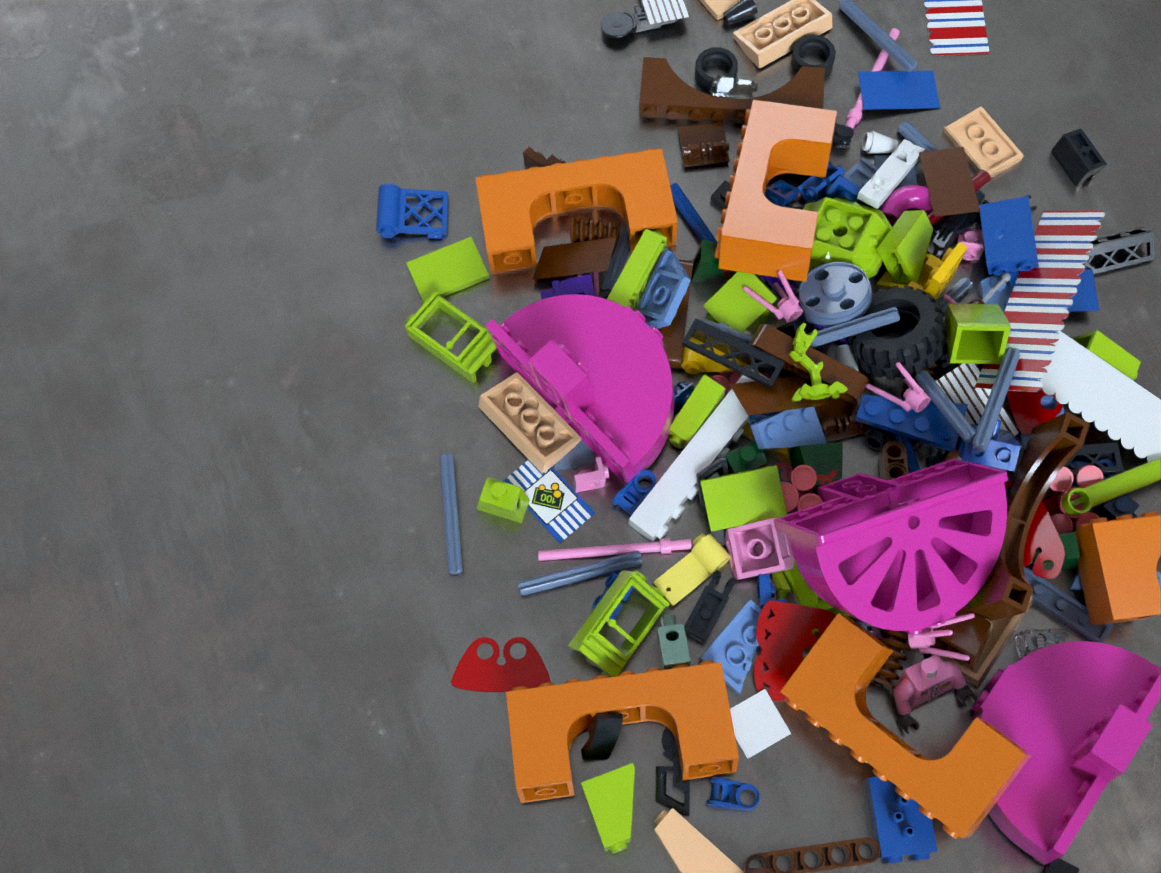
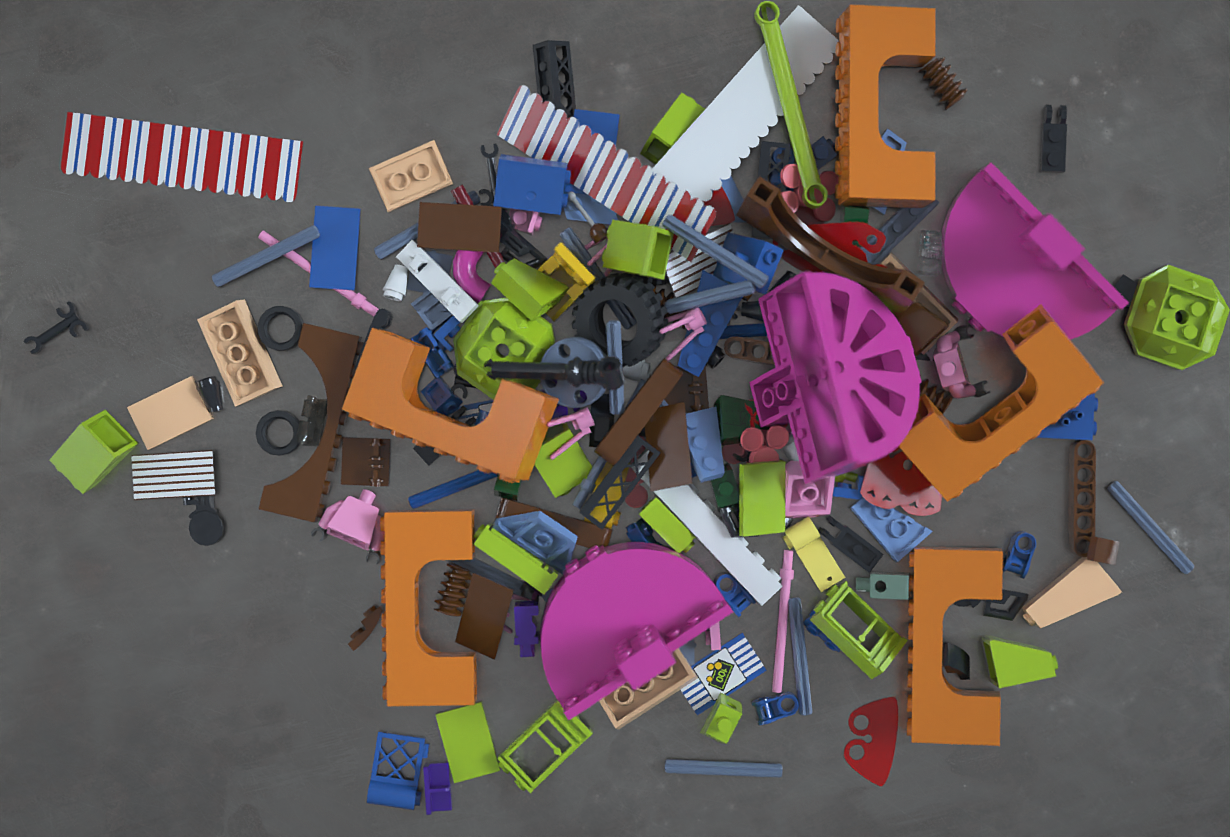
camera: 85 degrees left, 20 degrees up
(399, 246) = (437, 787): none -> dark purple panel
(521, 551) = (773, 707): none -> blue piece
(646, 132) = (354, 522): none -> bright pink torso
(757, 724) = (959, 520): white sticker -> none
(817, 390) = (627, 418): lime piece -> none
(840, 283) = (605, 372): none -> black piece
(927, 637) = (922, 362): bright pink plant -> none
(1078, 156) = (446, 86): black hinge -> none

